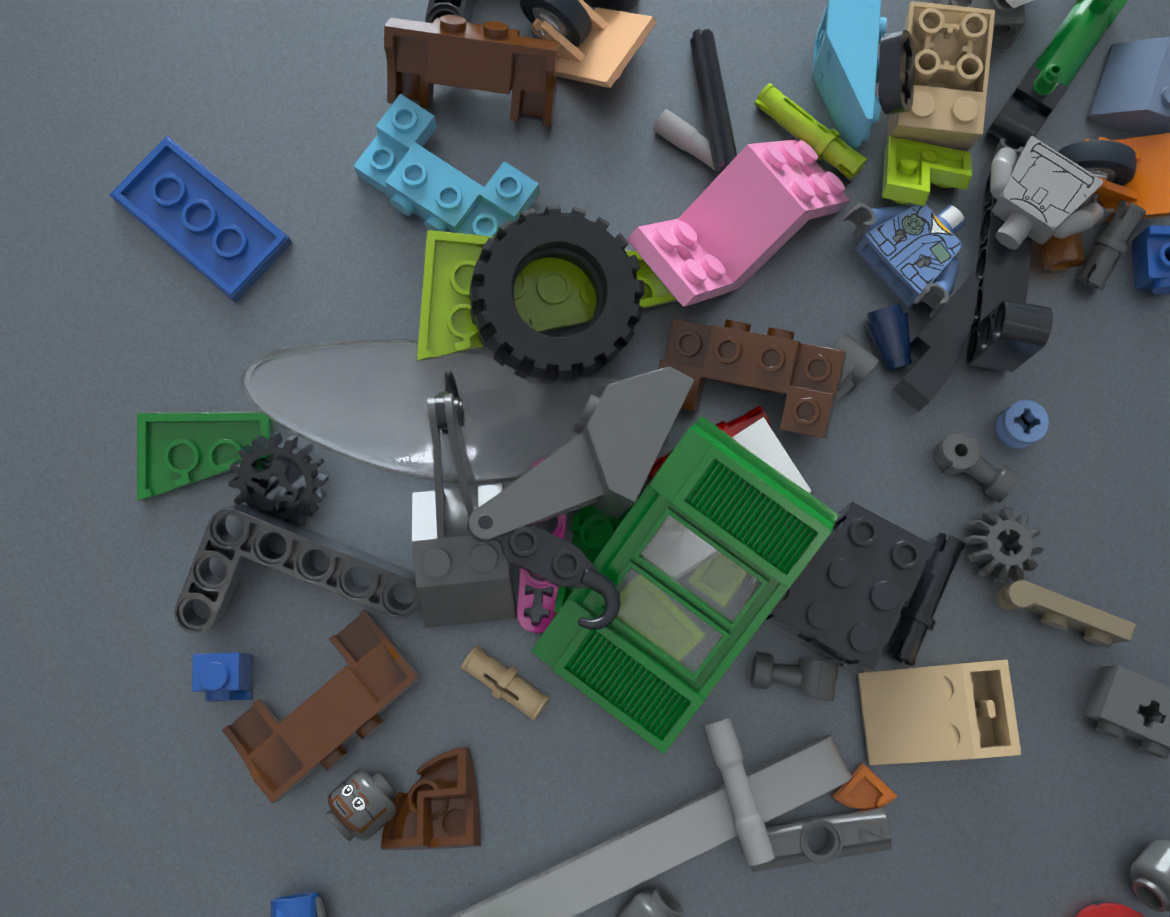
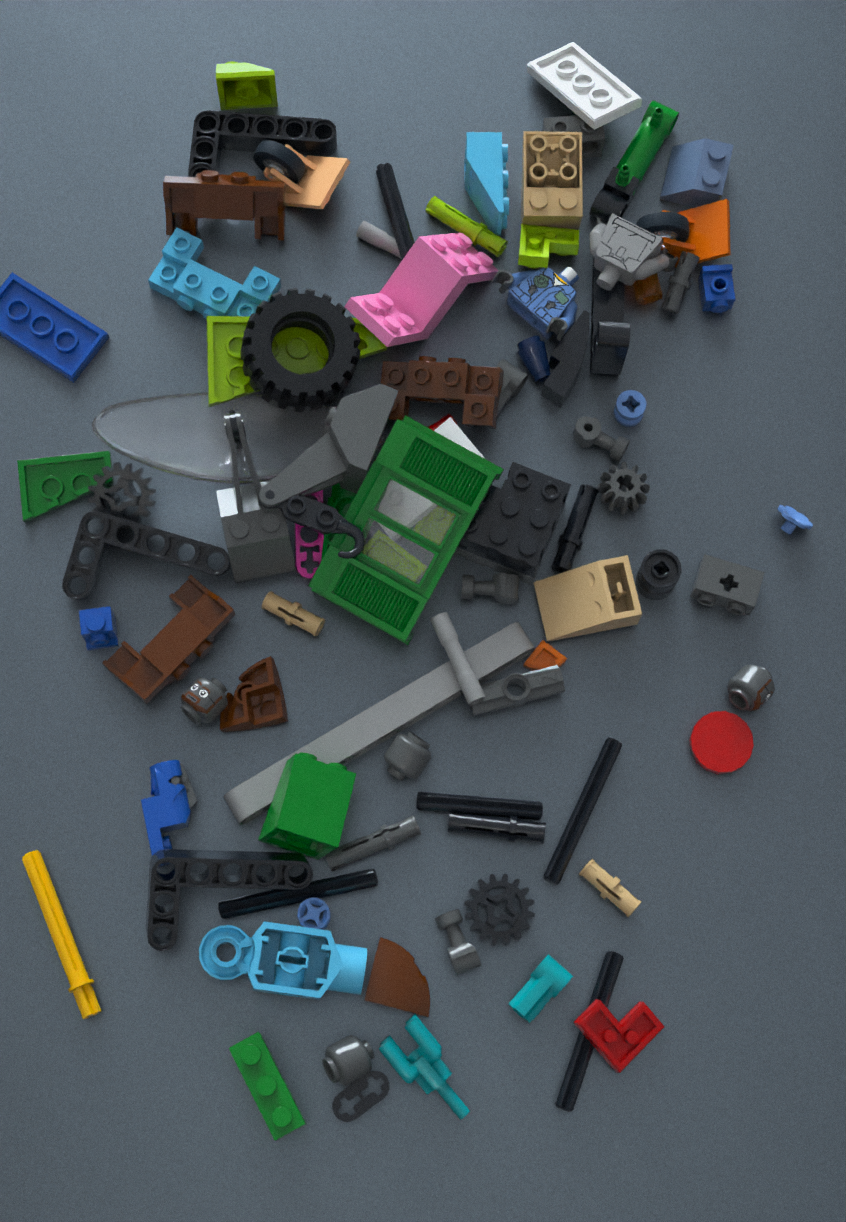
camera: 10 degrees left, 5 degrees down
(896, 72) = (517, 180): black beam -> none
(1047, 686) = (658, 574): none -> black wheel
(1065, 612) = (668, 526): dark tan plate -> none

